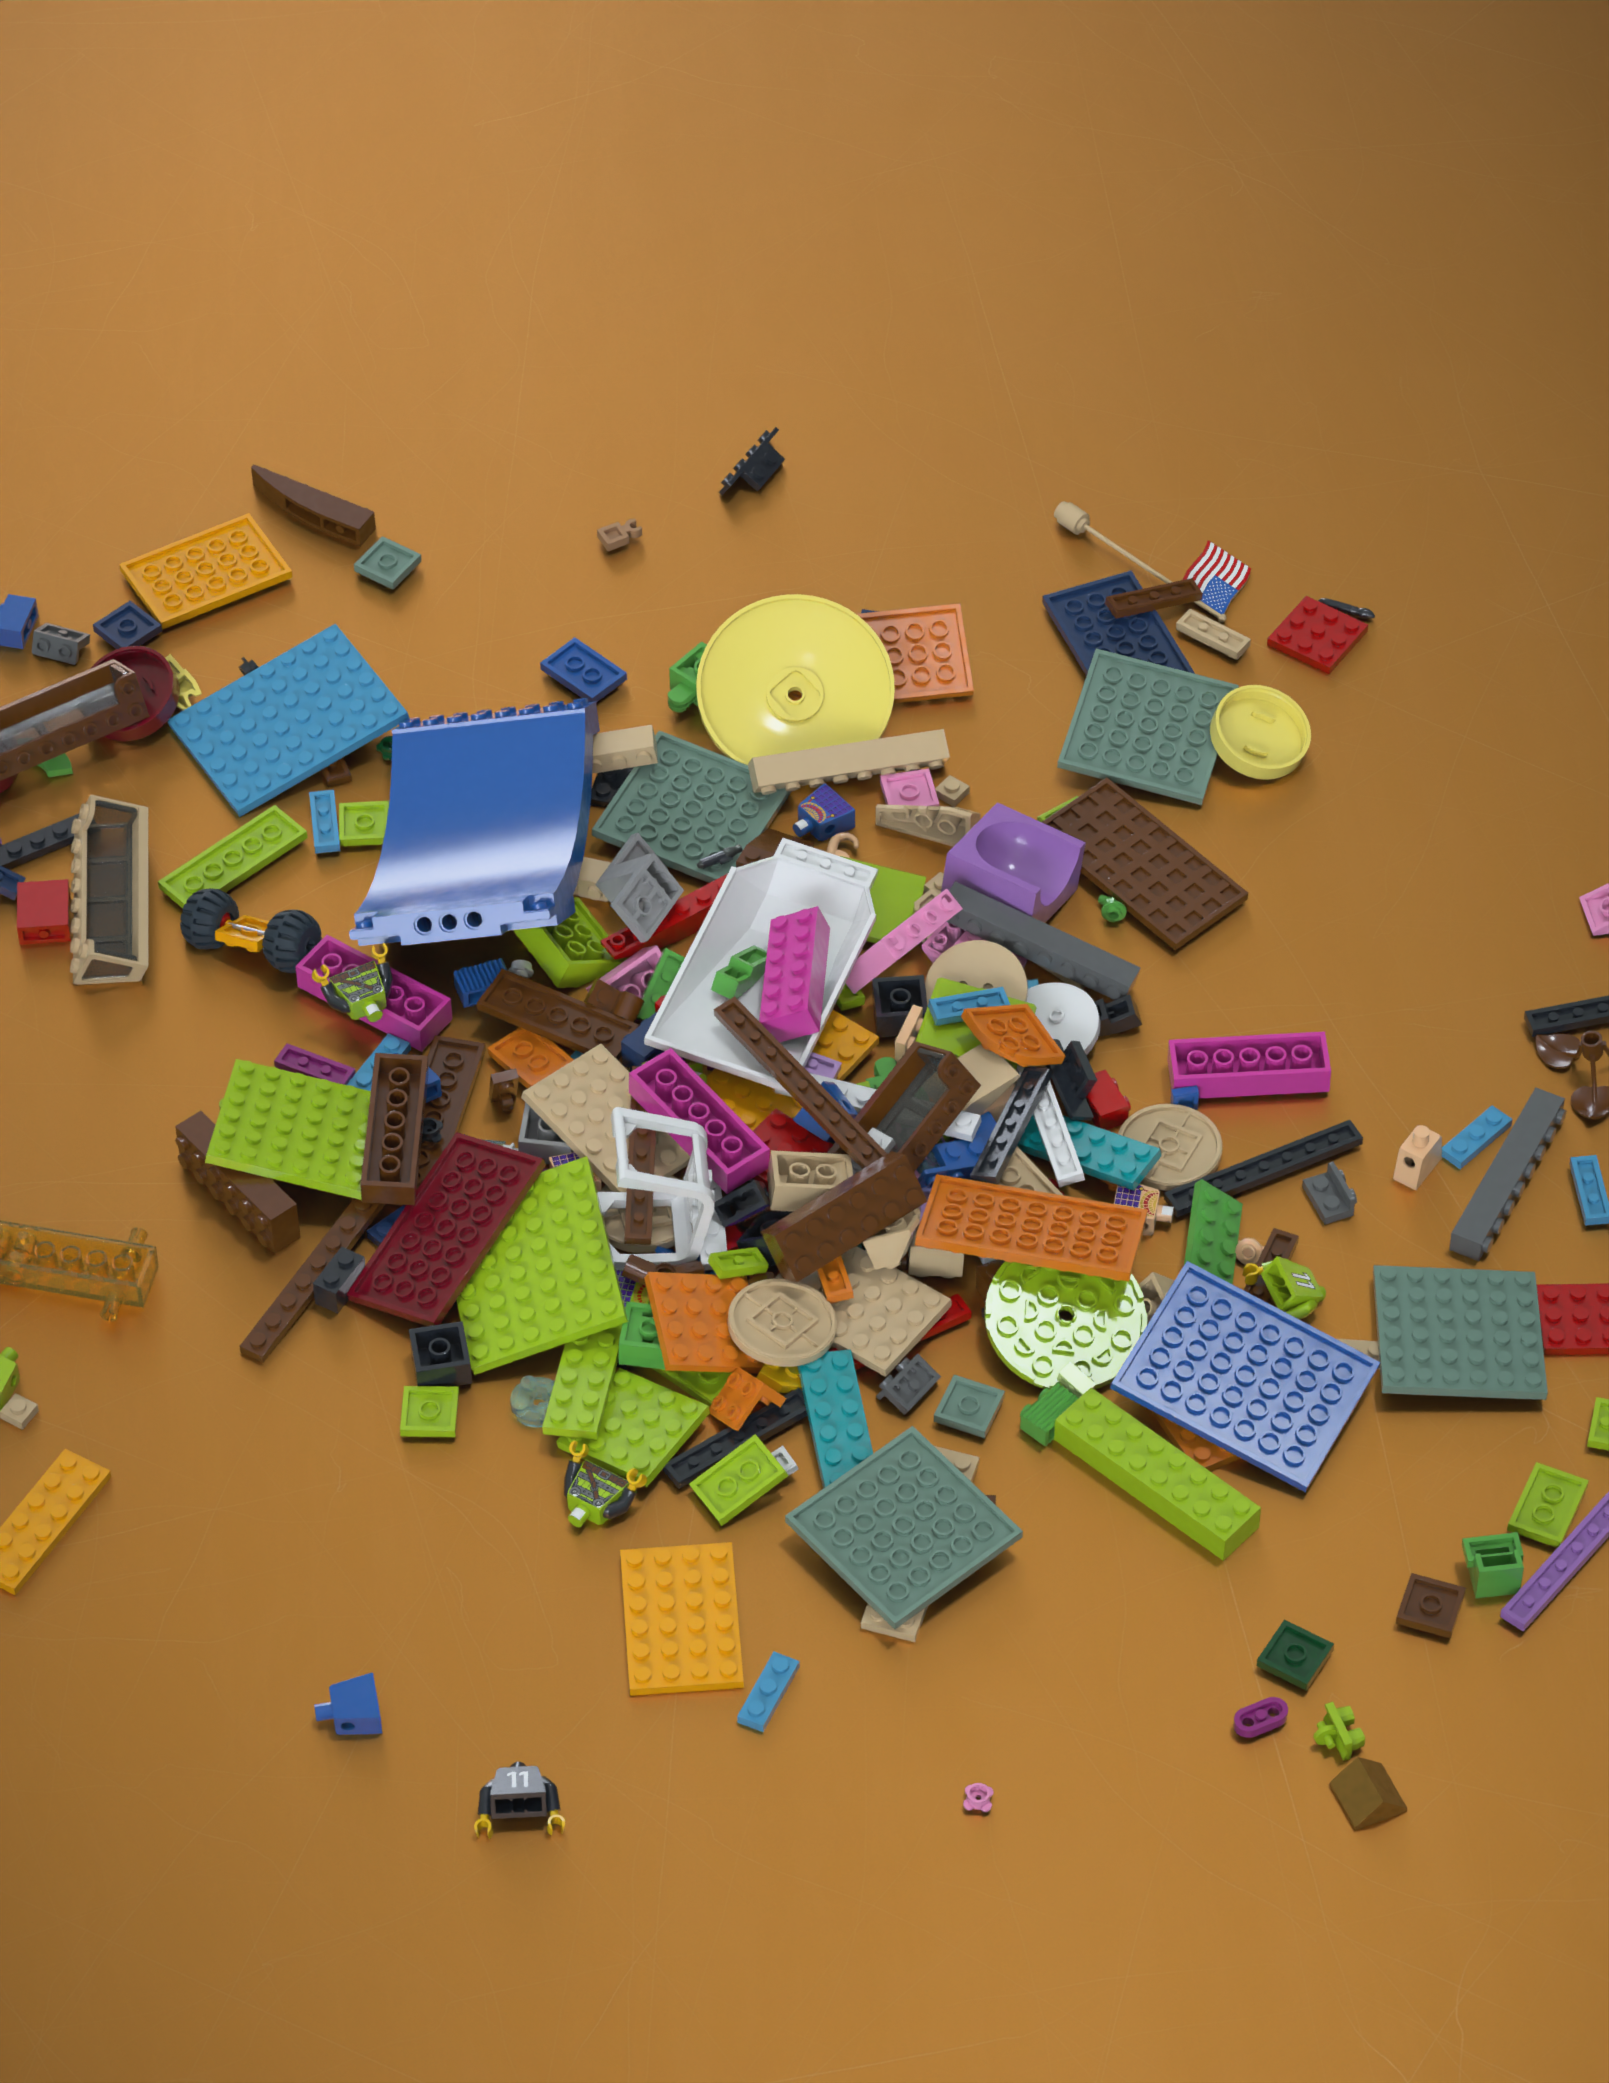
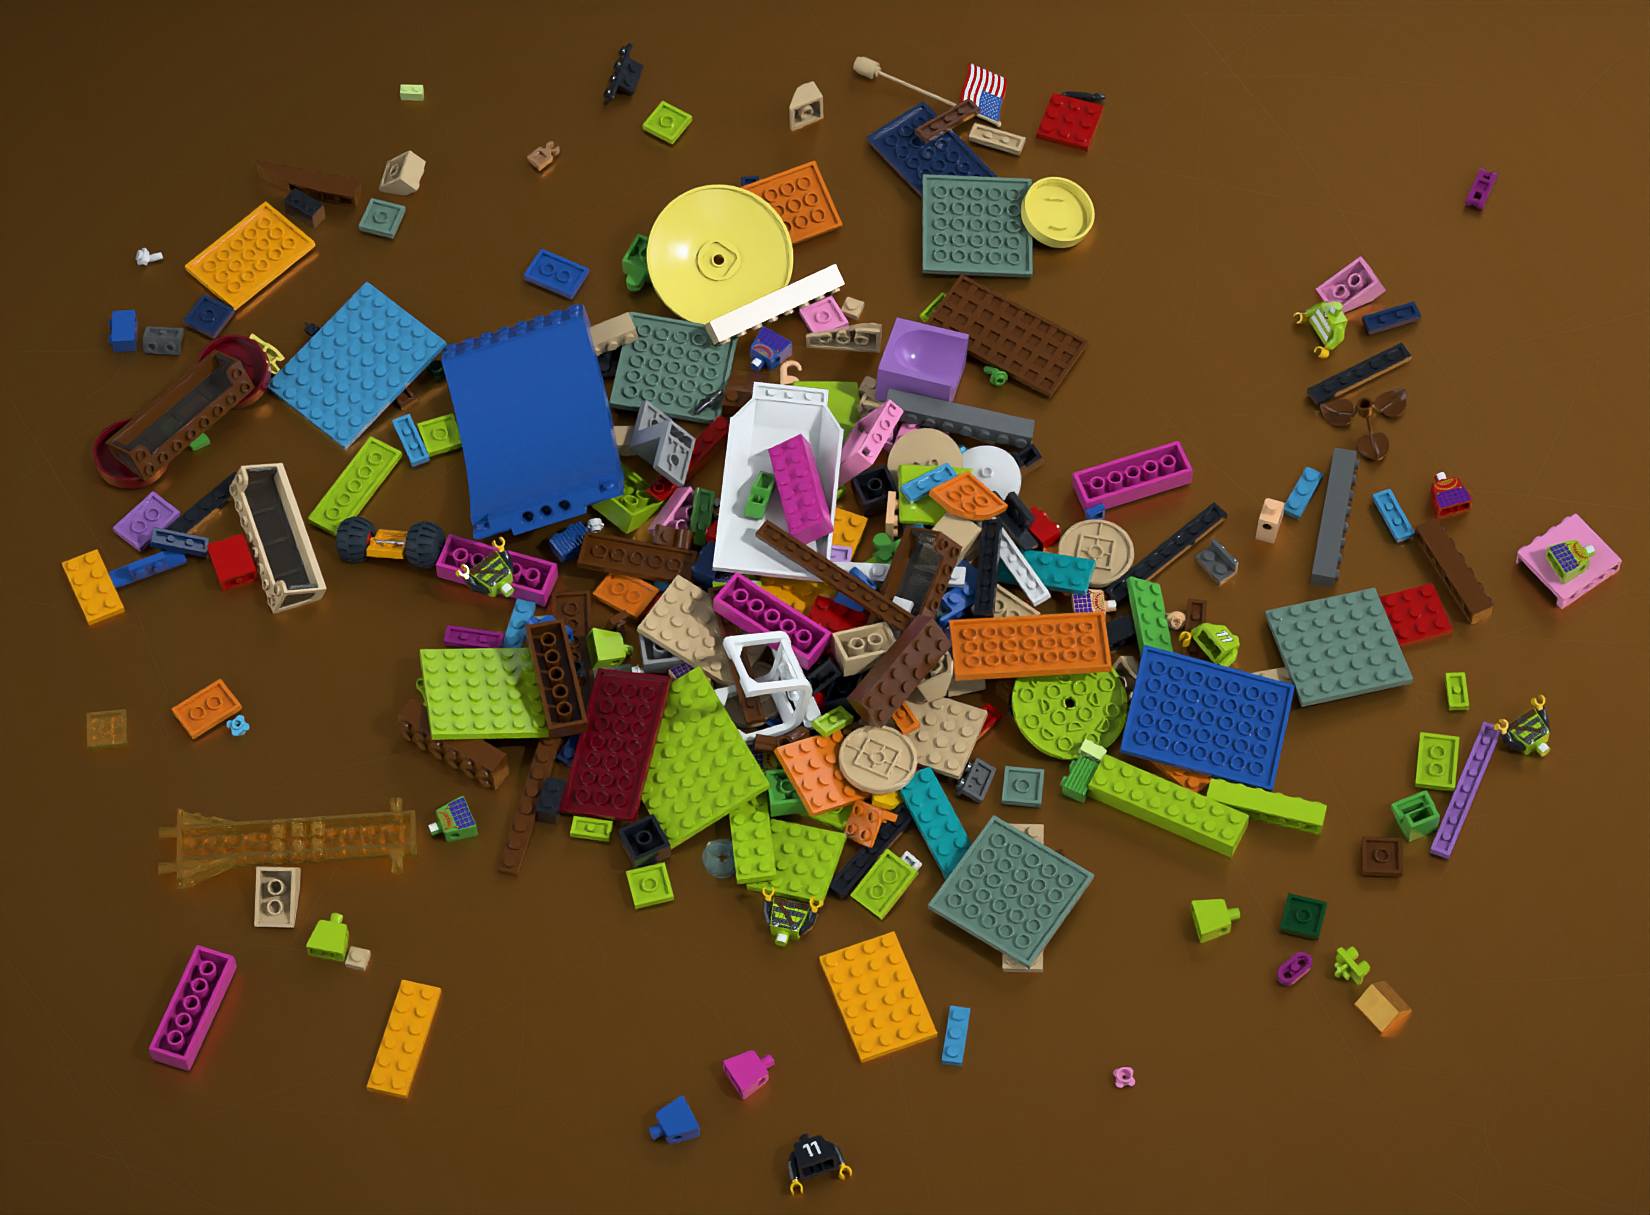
camera: 15 degrees left, 10 degrees up
(73, 545) = (143, 257): none -> white plate
(205, 1275) = (454, 821): none -> torso
(294, 531) = (304, 208): none -> black brick
(379, 1326) = (591, 828): none -> lime plate
(433, 518) = (402, 174): none -> tan slope
(472, 1667) = (748, 1071): none -> dark pink torso
(480, 430) = (412, 92): none -> yellowish green piece
(480, 1114) = (606, 648): none -> lime torso
(791, 528) = (667, 122): none -> lime plate
(973, 543) = (805, 106): none -> tan slope
(1162, 1250) = (1121, 632): none -> black brick
(1169, 1627) = (1212, 918): none -> lime torso
(1297, 1507) = (1269, 806): none -> lime brick
(1579, 939) = (1328, 323): none -> lime torso

